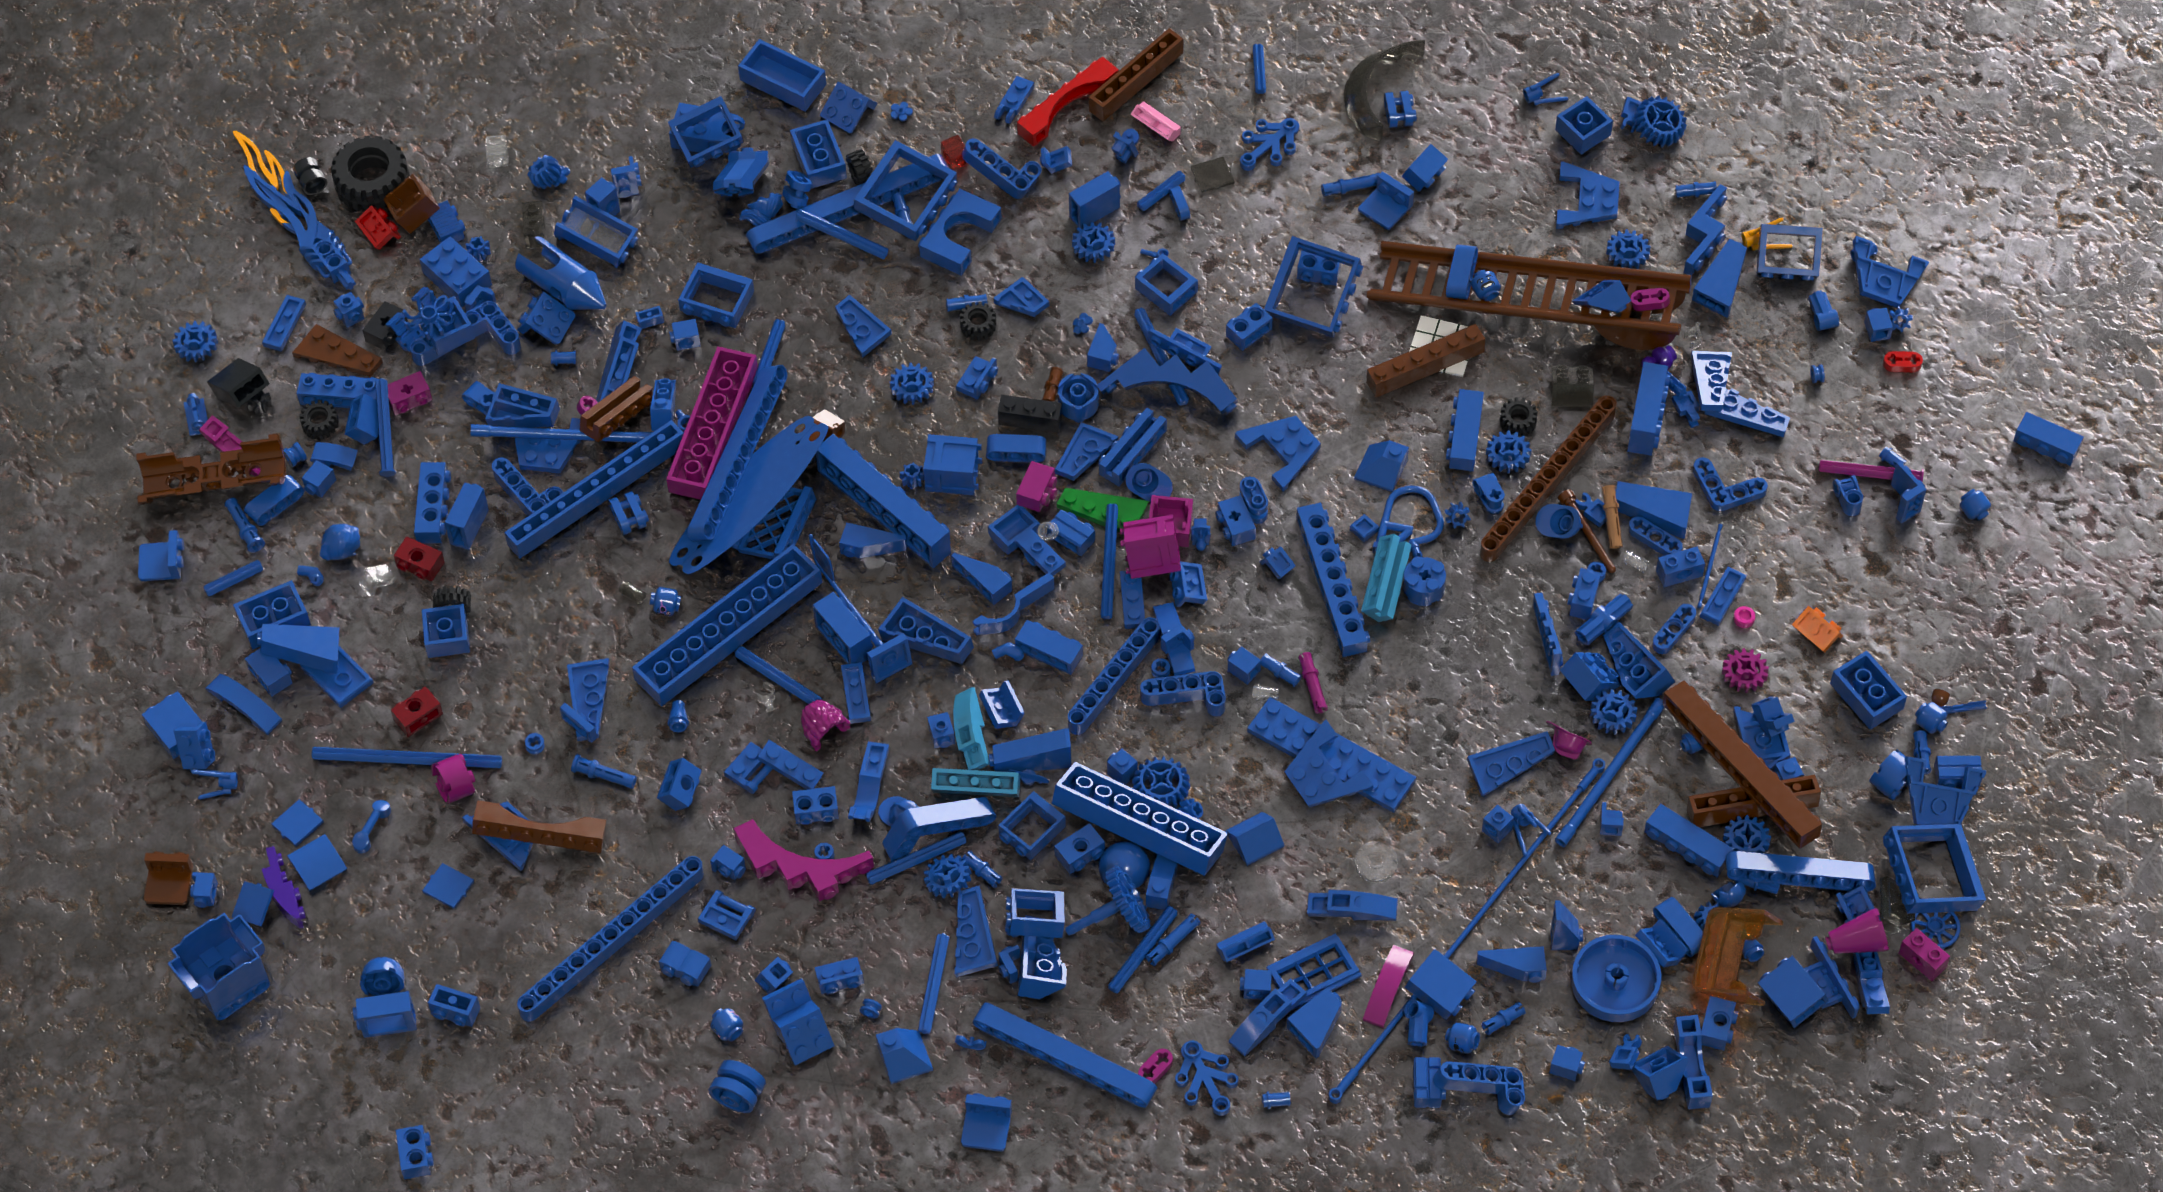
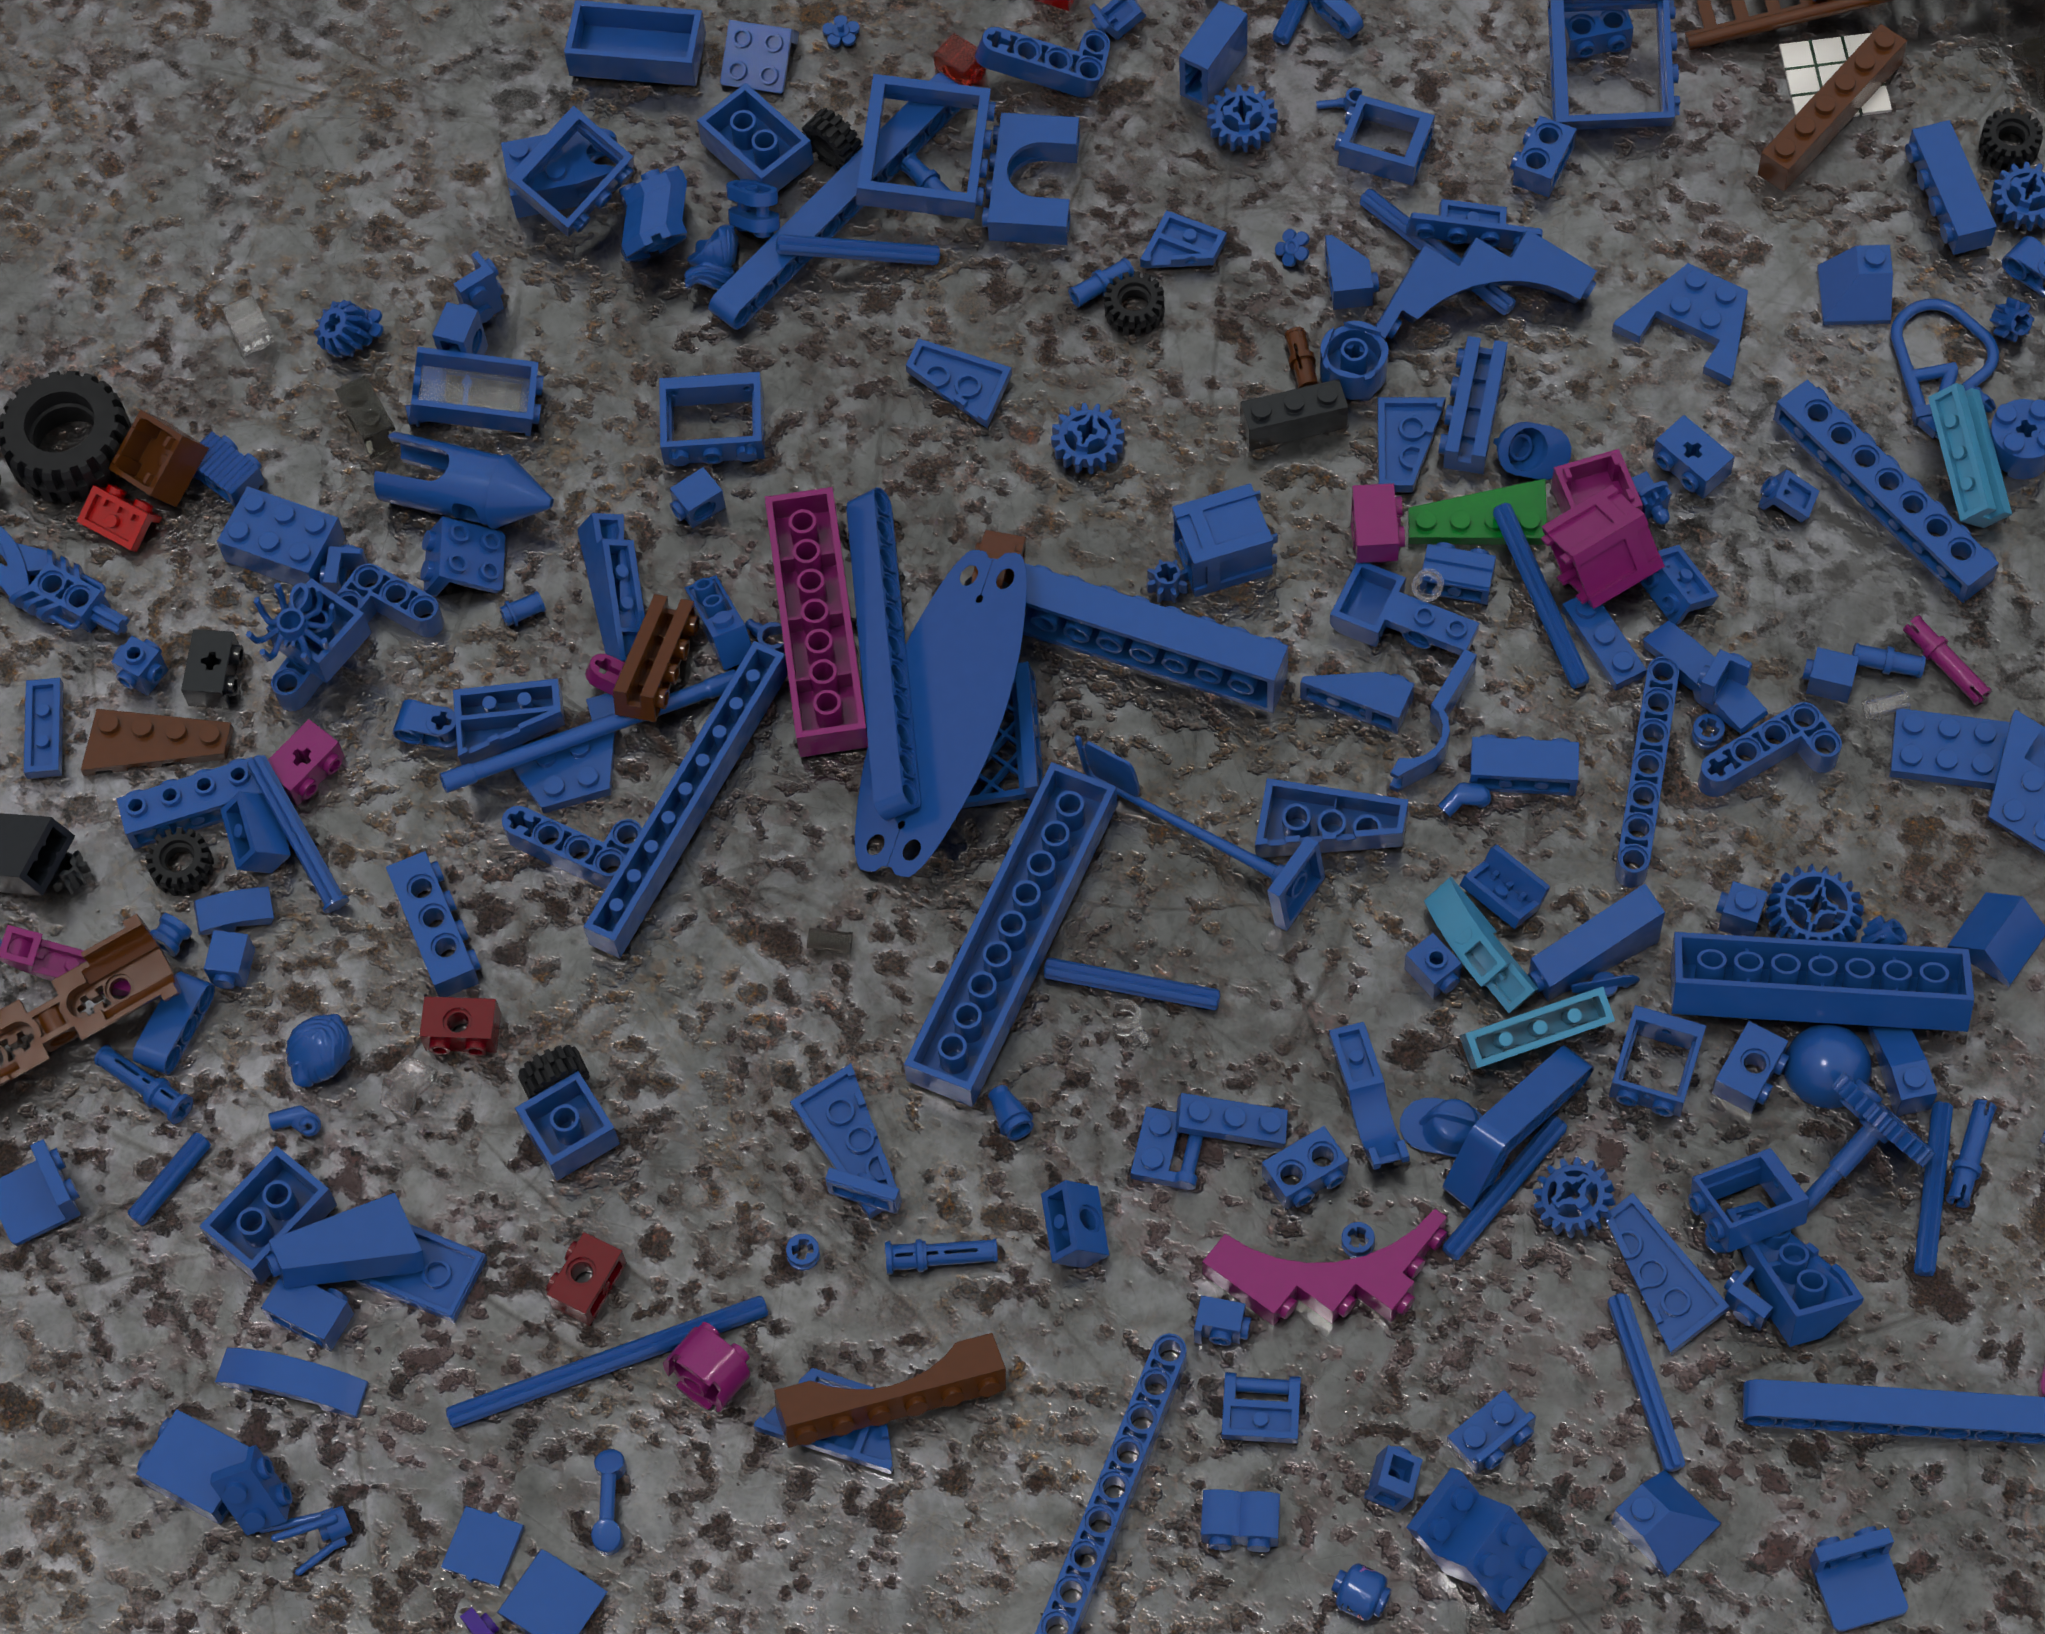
camera: 20 degrees left, 5 degrees up
(398, 324) = (250, 662): blue piece -> none
(448, 886) = (785, 1549): blue piece -> none
(466, 515) = (505, 923): blue brick -> none
(478, 248) = (298, 487): blue gear -> none
(633, 503) = (757, 798): blue brick -> none
(649, 317) = (625, 492): blue piece -> none
(665, 601) = (891, 934): blue head -> none
(771, 346) = (838, 470): blue axle -> none
(819, 718) = (1242, 1028): magenta hair -> none
(842, 629) = (1199, 868): blue brick -> none
(855, 693) = (1267, 960): blue plate -> none
(867, 542) = (1152, 713): blue slope -> none
(870, 1008) = (1573, 1466): blue bush -> none
(971, 1044) = (1746, 1458): blue piece -> none
(977, 377) = (1179, 390): blue bracket -> none
(982, 869) = (1618, 1163): blue pin -> none
(1016, 448) = (1301, 476): blue beam -> none
(1254, 499) = (1703, 409): blue brick -> none
(1364, 528) = (1882, 393): blue tile -> none

